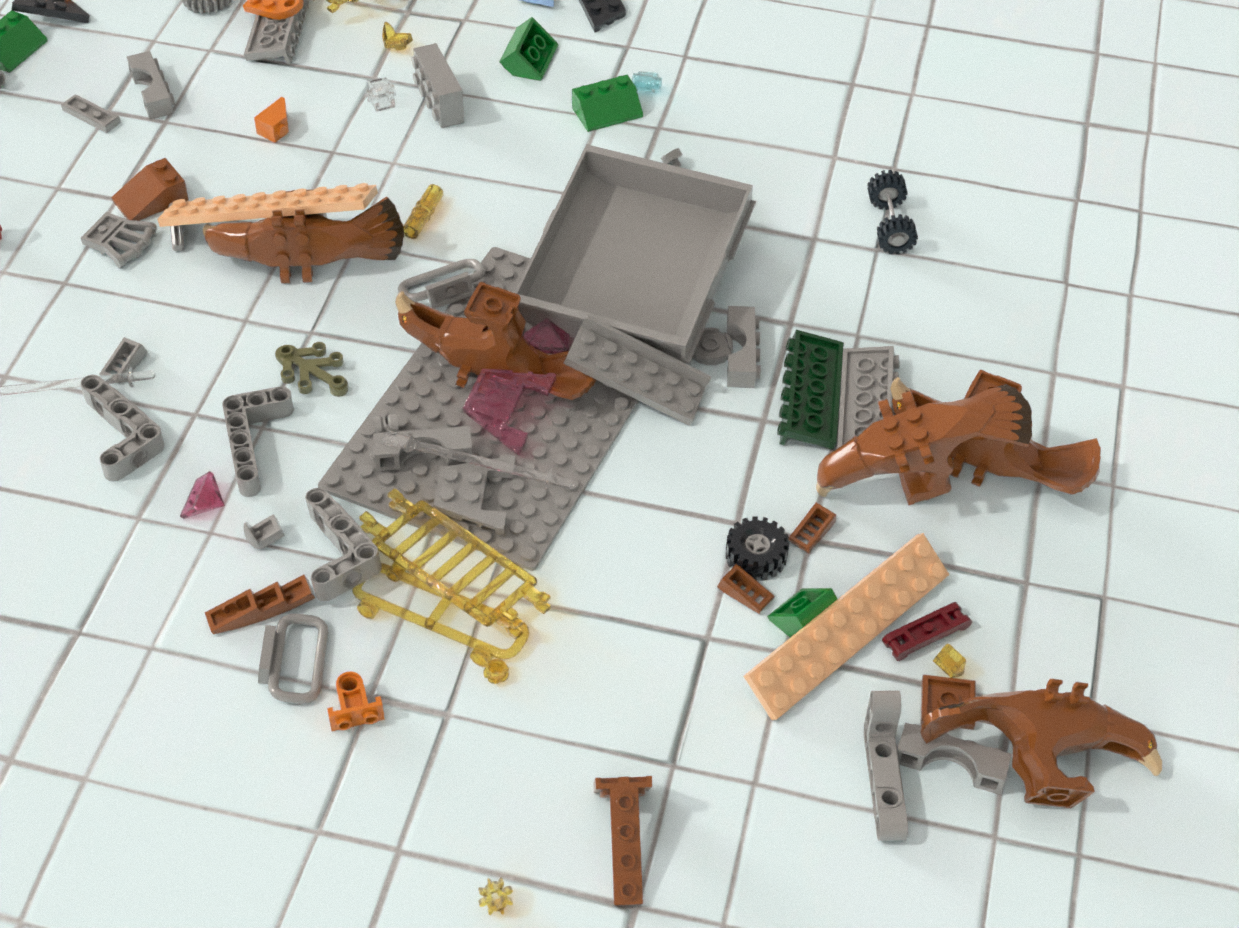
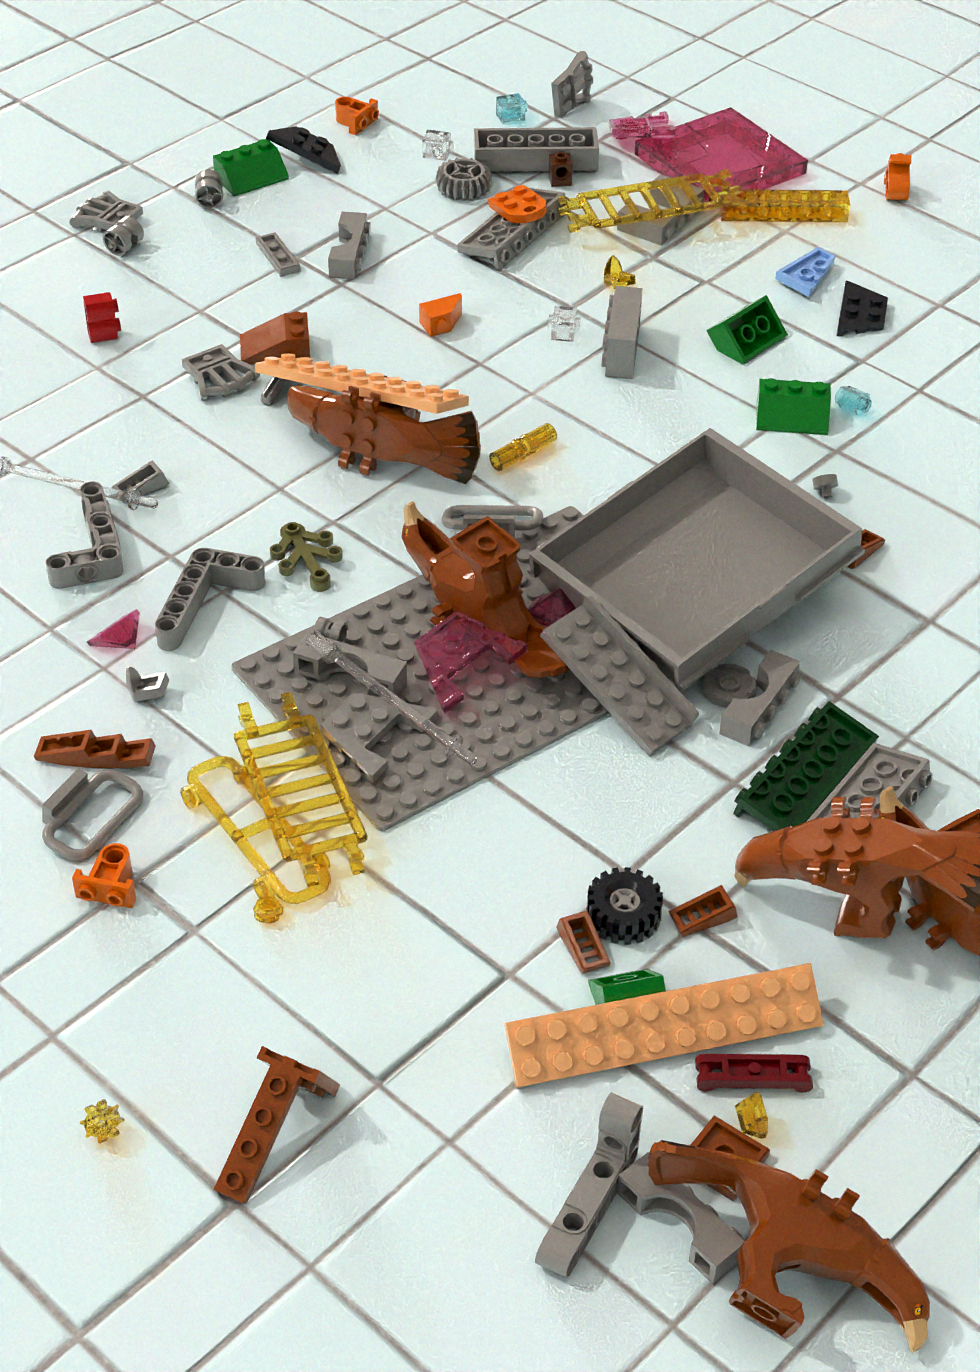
camera: 30 degrees right, 5 degrees down
(359, 553) = (204, 748): light grey beam -> none

